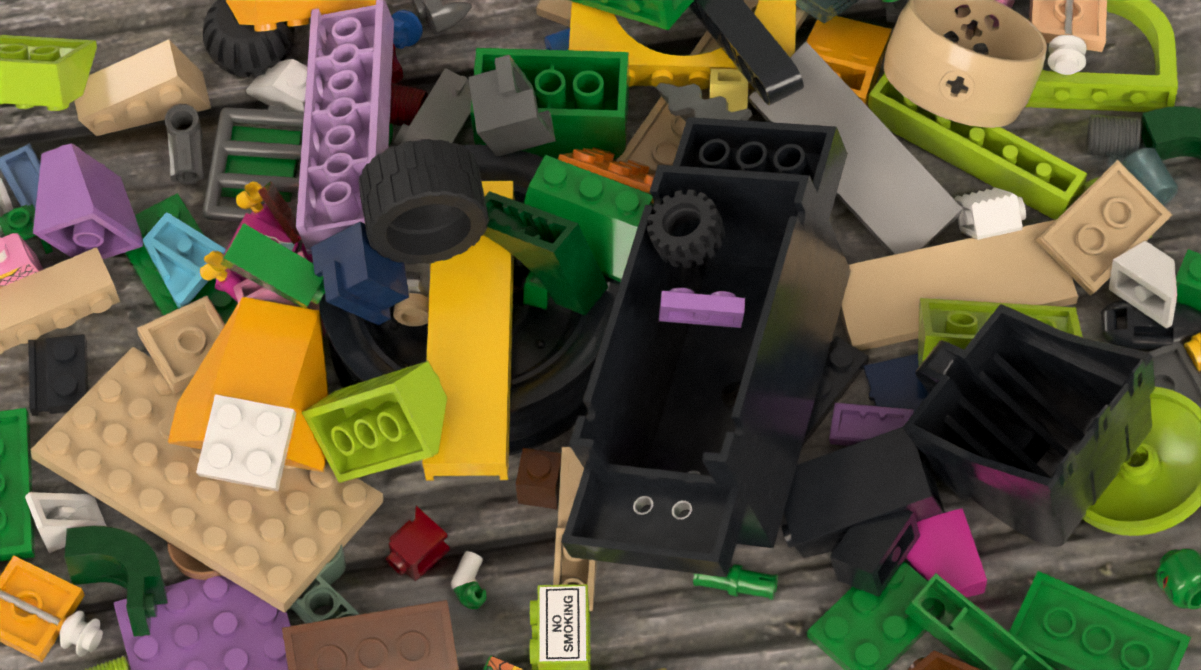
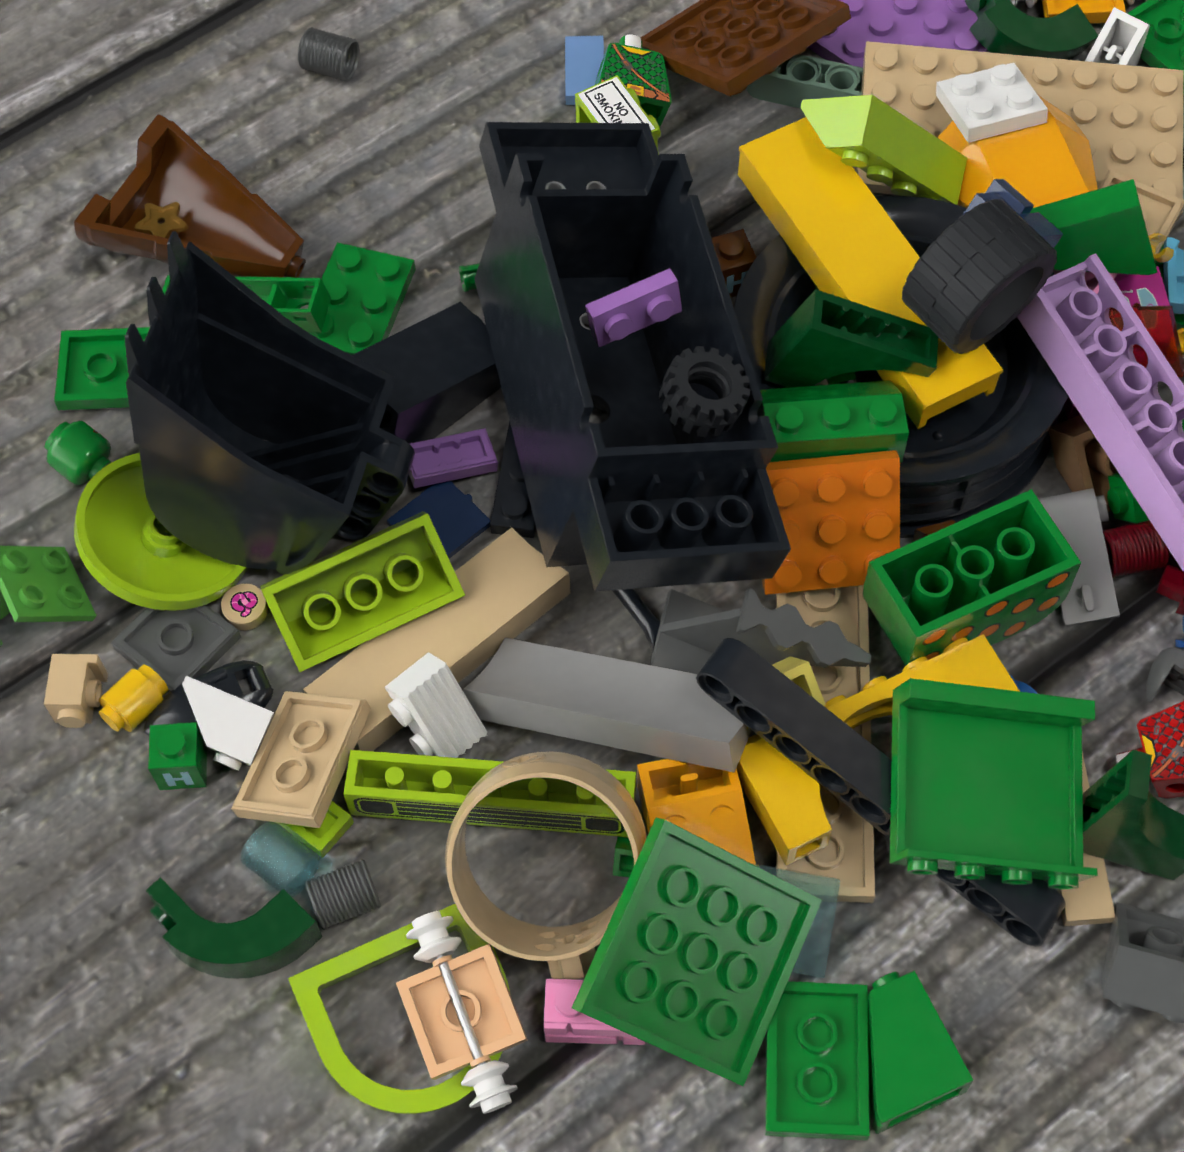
camera: 150 degrees right, 0 degrees up
(464, 582) = (726, 163): arm -> none
(508, 110) = (982, 470): dark grey plate -> none
(874, 551) = (384, 312): black slope -> none

